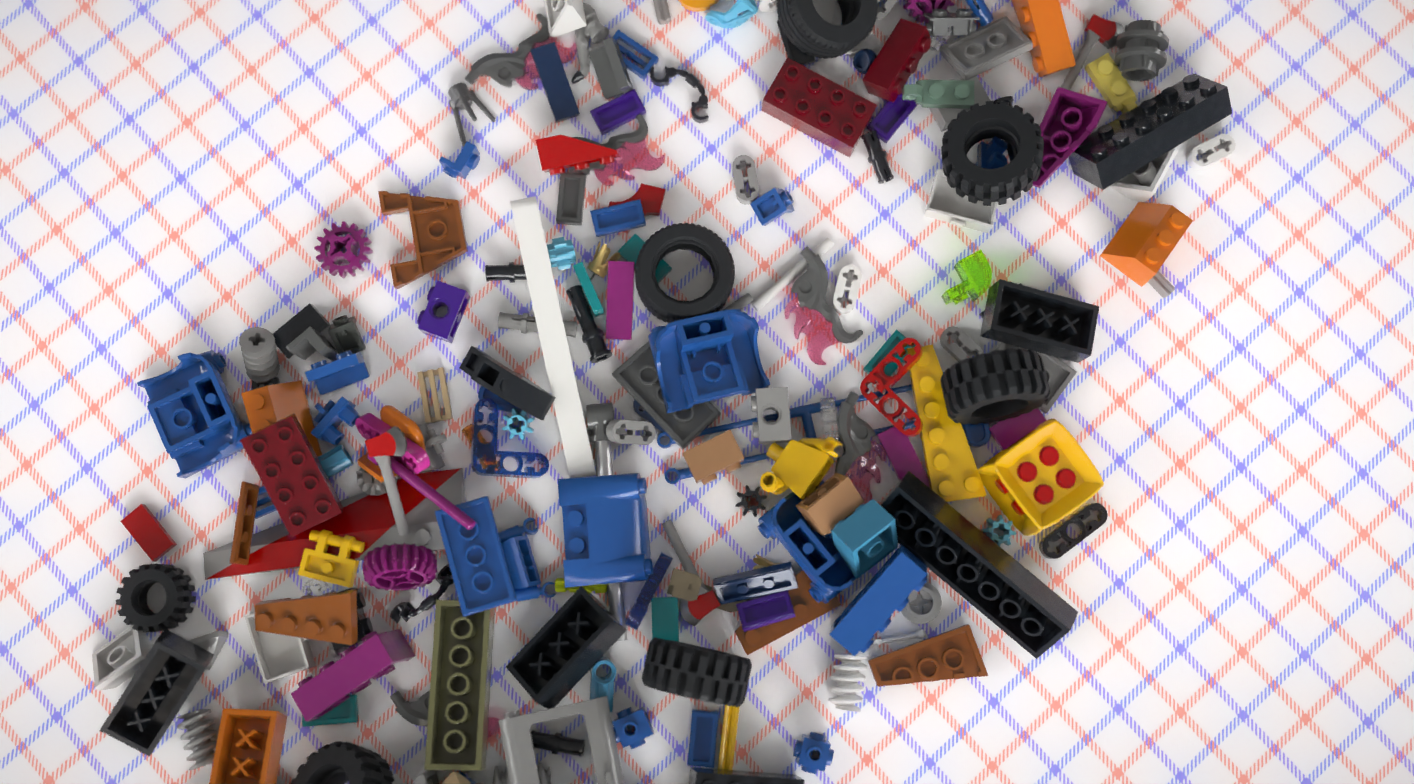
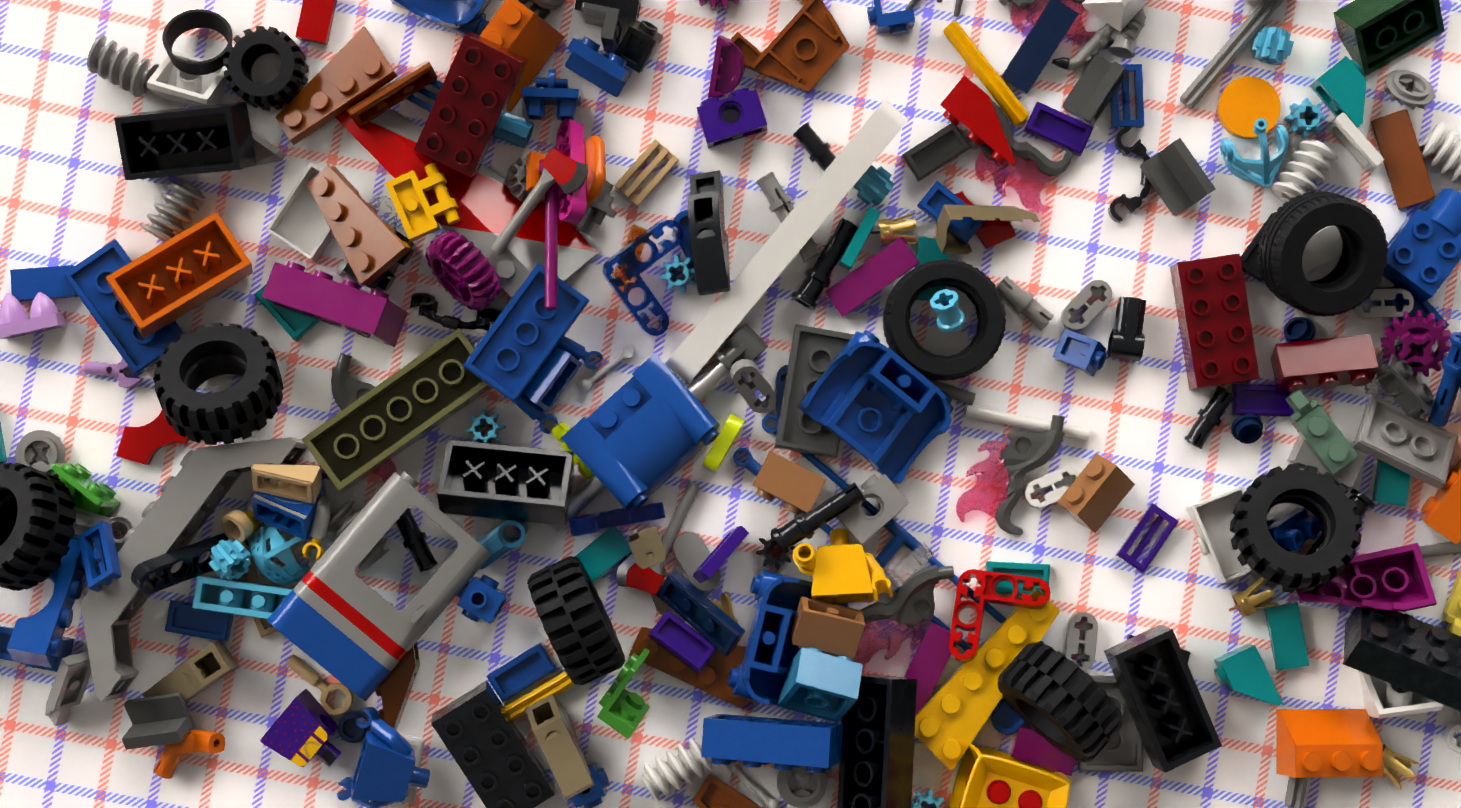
camera: 60 degrees right, 5 degrees up
(70, 699) = (118, 67): none -> light grey piece
(82, 624) = (191, 20): none -> black tyre
(209, 553) = (340, 84): none -> wing
(408, 289) = (727, 68): none -> magenta tile
(511, 636) = (479, 422): none -> medium azure gear
(542, 543) = (627, 352): none -> white hinge
(545, 129) = (986, 73): none -> yellow axle
(638, 234) = (948, 243): none -> dark tan piece
(653, 481) = (723, 442): none -> neon yellow beam
(676, 262) = (946, 305): none -> medium azure bush
(707, 60) = (1177, 177): none -> dark grey panel
(714, 216) = (1024, 303): none -> light grey pin
(718, 559) = (690, 553): none -> light grey tile
(726, 539) = (720, 554): none -> dark purple tile
(750, 464) = (805, 524): none -> black pin
(773, 749) = (560, 745): none -> dark tan slope
(781, 686) = (622, 708): none -> bright green bracket
(786, 170) = (1127, 338): none -> black piece
(872, 263) = (1096, 493): none -> medium nougat brick
(902, 139) = (1247, 428): none -> dark blue plate
(916, 258) = (1162, 515): none -> dark purple tile
(975, 277) = (1160, 604): clear neon green brick -> none
(1005, 78) = (1390, 485): none -> teal tile
(1018, 223) = (1250, 604): none -> pearl gold piece
(1055, 215) = (1286, 636): none -> teal tile
(1061, 257) = (1246, 673): none -> teal slope
(1190, 206) = (1397, 762): none -> pearl gold piece

